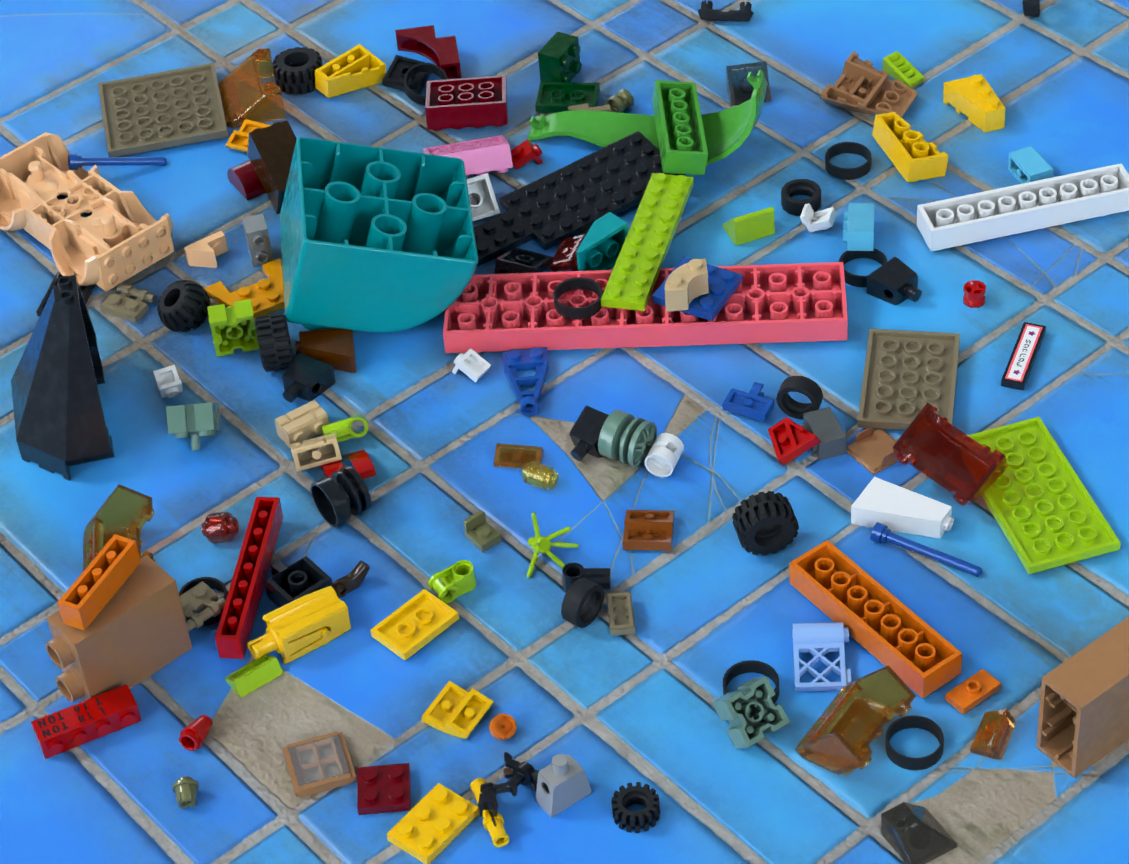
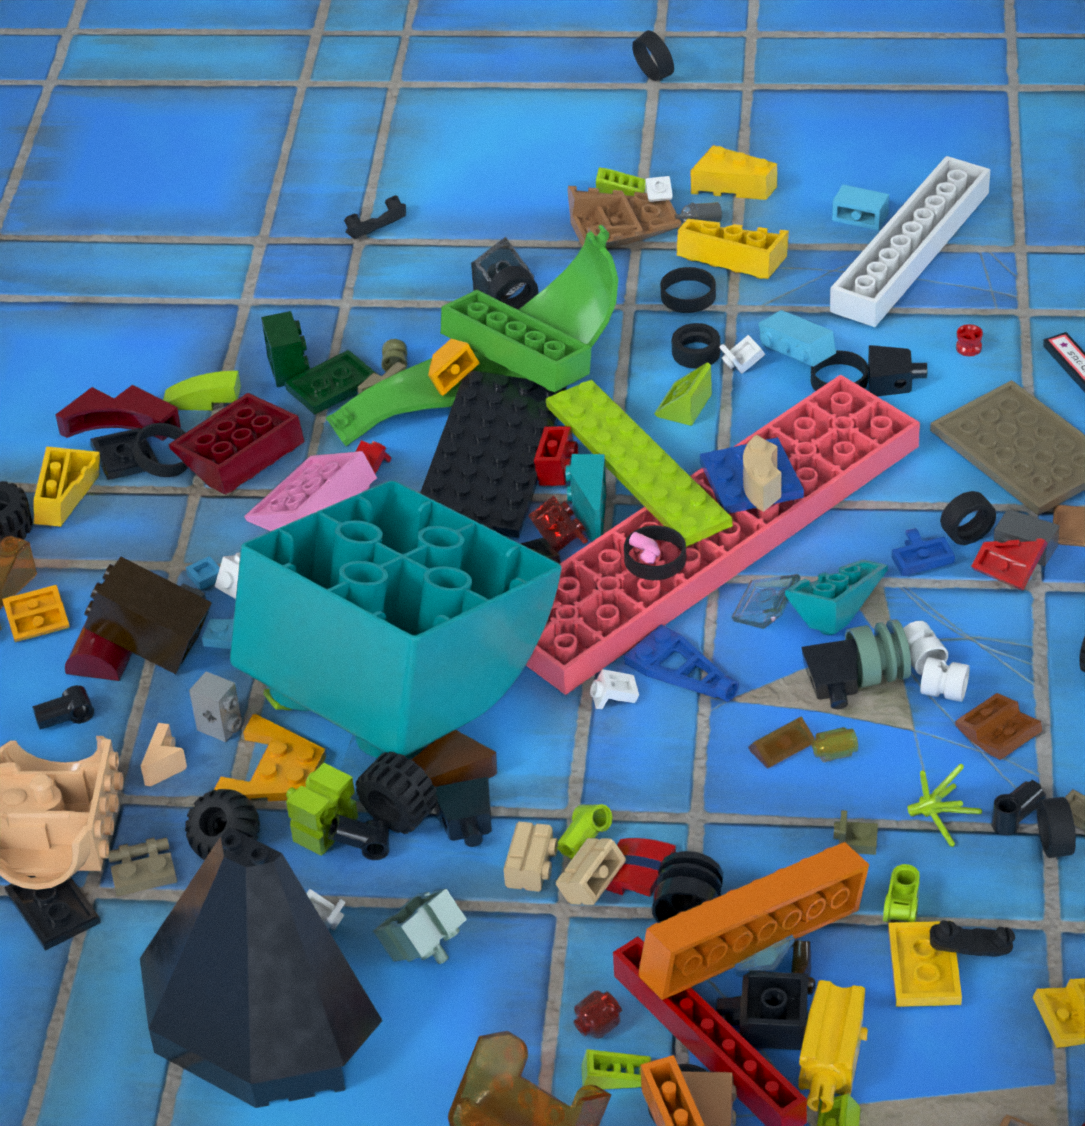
camera: 45 degrees left, 0 degrees up
(177, 556) = (597, 1062): none -> lime slope
(201, 198) = (72, 706): none -> black piece
(240, 359) = (370, 836): none -> black piece
(330, 558) = (767, 959): none -> clear light blue slope
(339, 528) = (751, 918): none -> orange brick
(447, 627) = (978, 941): none -> black piece
(493, 63) = (204, 391): none -> lime slope
(568, 290) = (648, 545): none -> bright pink arm
(621, 371) = (764, 601): none -> clear light blue slope
(622, 205) = (554, 454): none -> red brick
(627, 122) = (451, 365): none -> light orange slope
(650, 481) = (945, 679): none -> white wheel
(657, 395) = (835, 597): none -> teal wedge
(731, 86) = (510, 276): none -> black tyre
(912, 85) = (658, 189): none -> white bracket
(921, 116) = (701, 211): none -> dark grey piece

